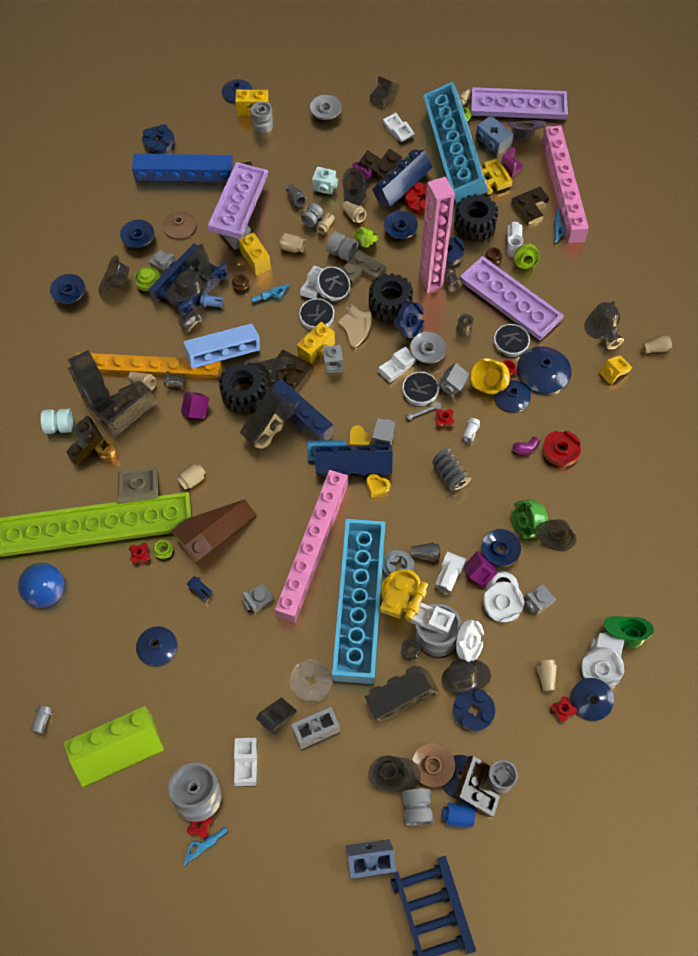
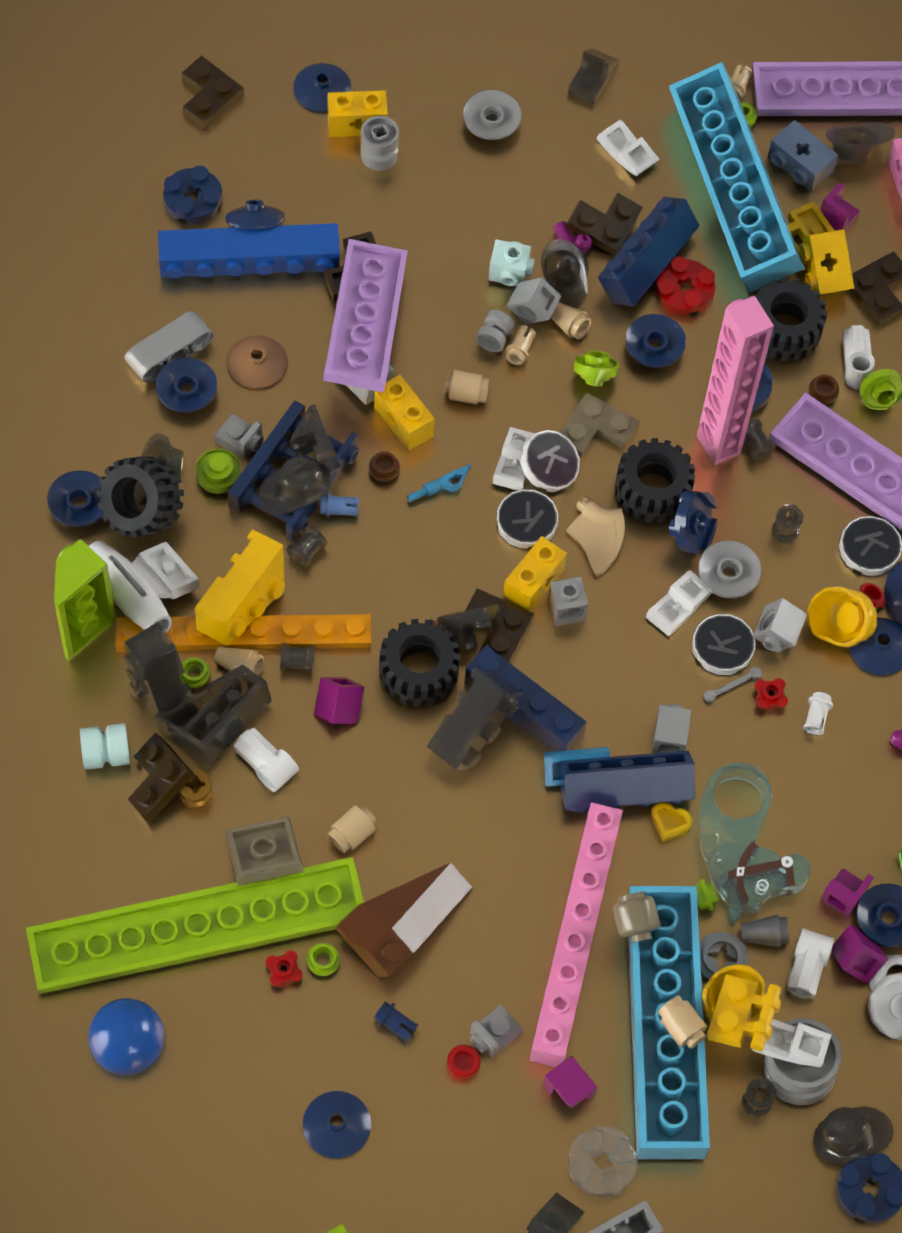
camera: 10 degrees left, 0 degrees up
(50, 337) = (82, 597): none -> lime slope
(91, 335) = (143, 582): none -> white plate
(98, 287) = (119, 500): none -> black tyre
(115, 380) = (199, 665): none -> lime plate
(137, 209) = (174, 341): none -> light grey beam
(147, 341) = (244, 591): none -> yellow wedge
(150, 438) = (271, 765): none -> white piece
(178, 90) = (215, 90): none -> dark brown plate
(188, 149) = (255, 216): none -> dark blue dish
(221, 345) = (372, 590): light blue brick -> none
(236, 615) = (463, 1062): none -> red tile
(296, 196) = (462, 295): flat silver cone -> none
(296, 632) = (570, 1082): none -> magenta panel
(334, 200) = (533, 300): none -> light grey brick
(343, 246) = (557, 388): light grey wheel -> none
(345, 535) = (636, 916): none -> dark tan head
(359, 436) = (629, 739): yellow tile -> none
(365, 600) = (683, 1022): none -> tan brick
(392, 528) = (706, 895): none -> lime plate
(401, 692) = (752, 1169): clear smoke wedge -> none
(412, 510) = (736, 864): none -> clear light blue animal
(449, 470) = (791, 788): dark grey piece -> none
(469, 640) = (853, 1075): white tile -> none
(476, 532) = (846, 891): none -> magenta panel
(504, 179) = (830, 247): none -> yellow brick

